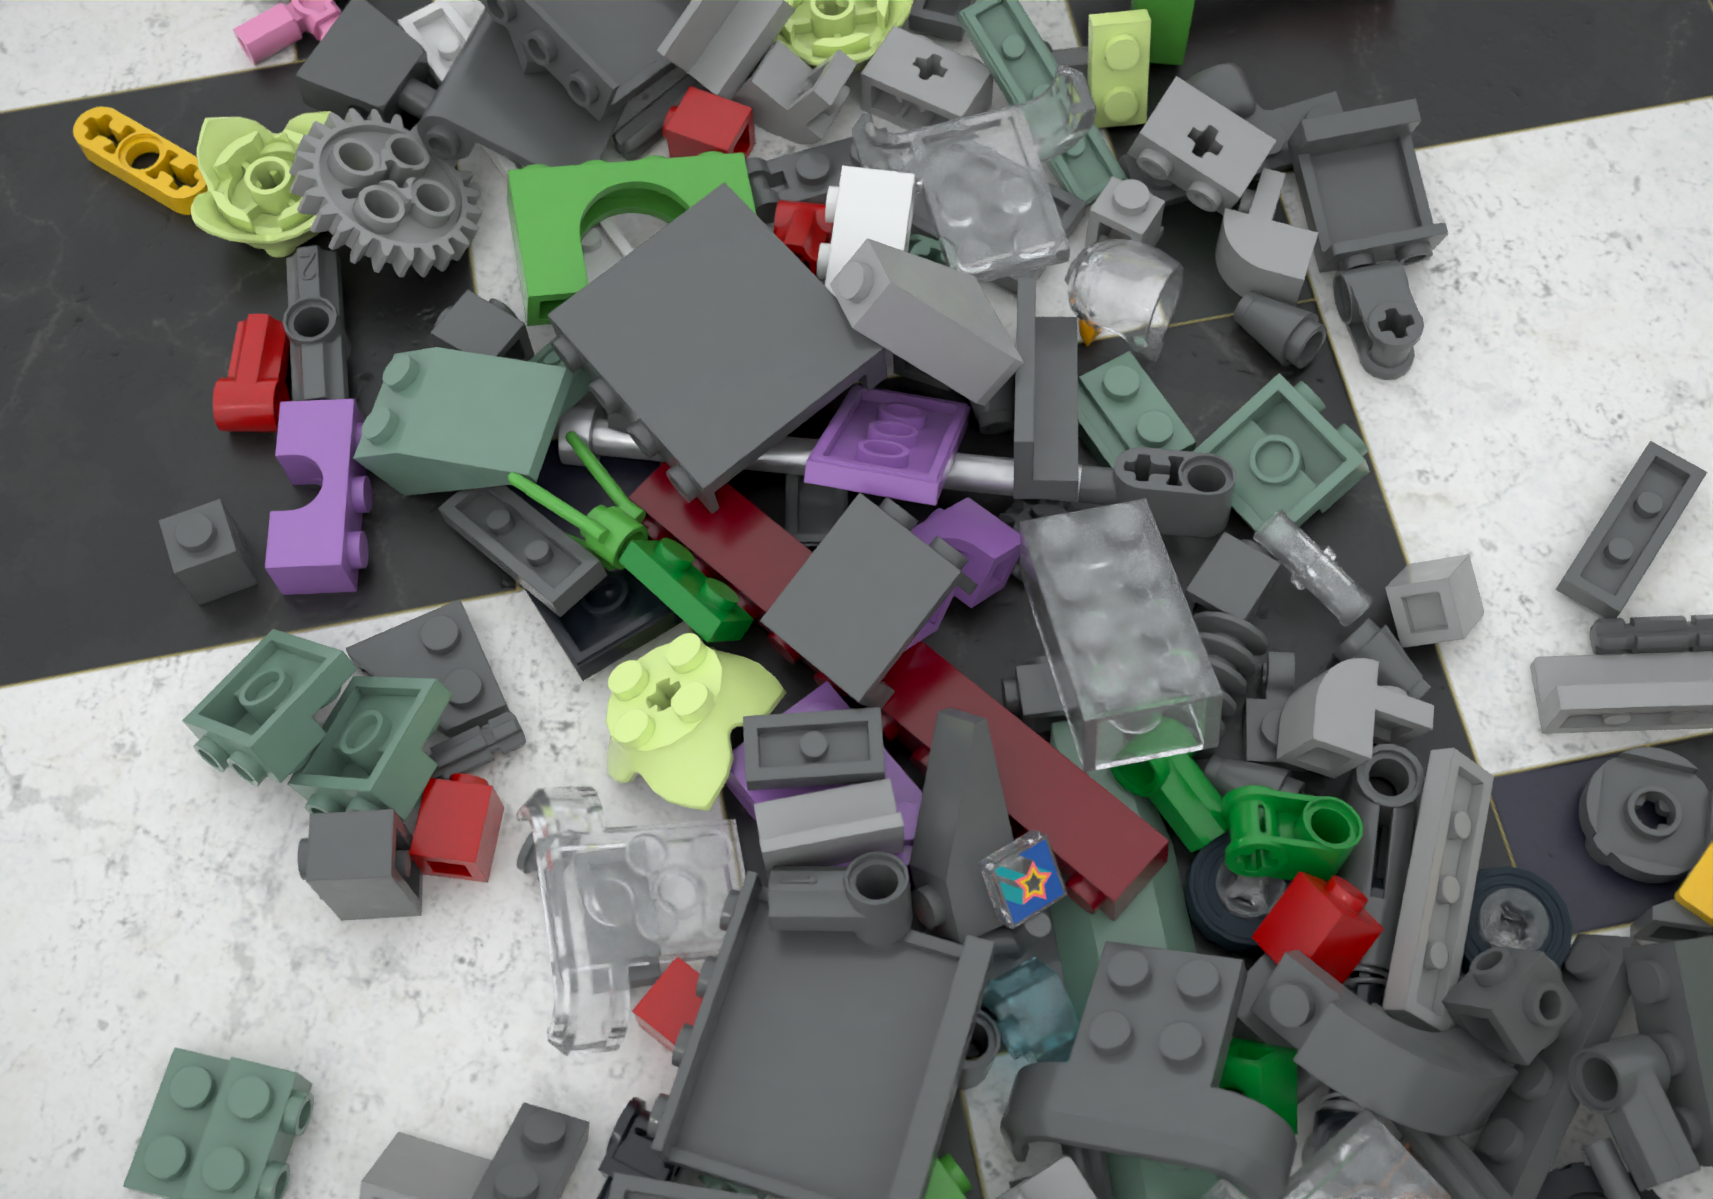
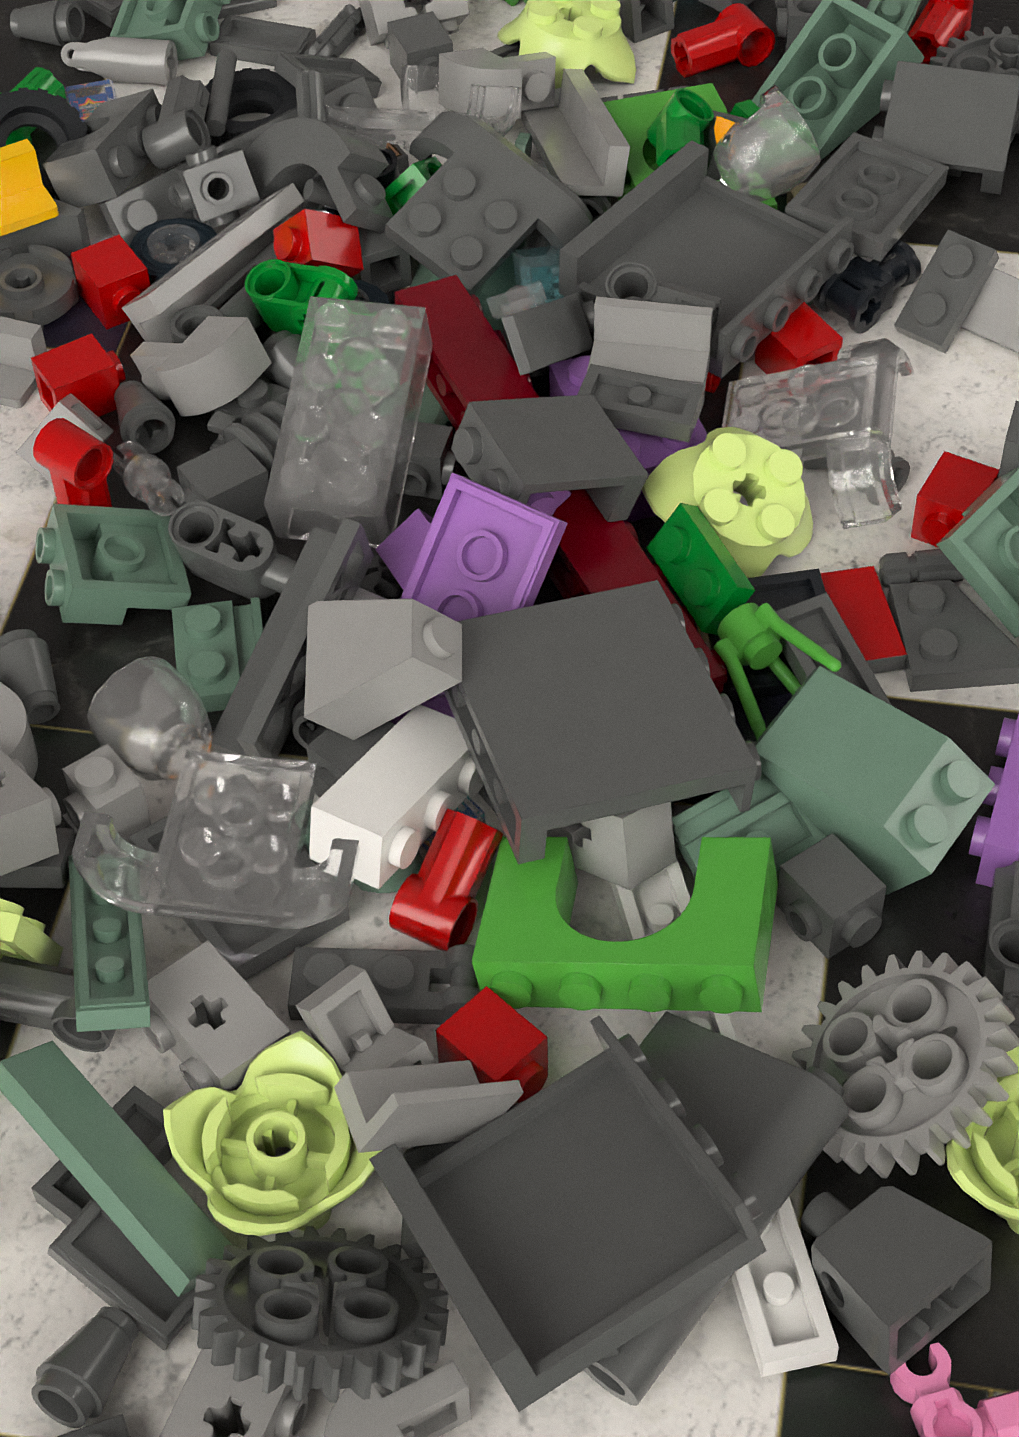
camera: 160 degrees left, 15 degrees down
(529, 661) = (867, 616): none -> red tile
(1372, 516) = (75, 462): none -> red piece
(1478, 682) = (82, 370): none -> red brick
(1549, 843) = (109, 278): none -> red brick

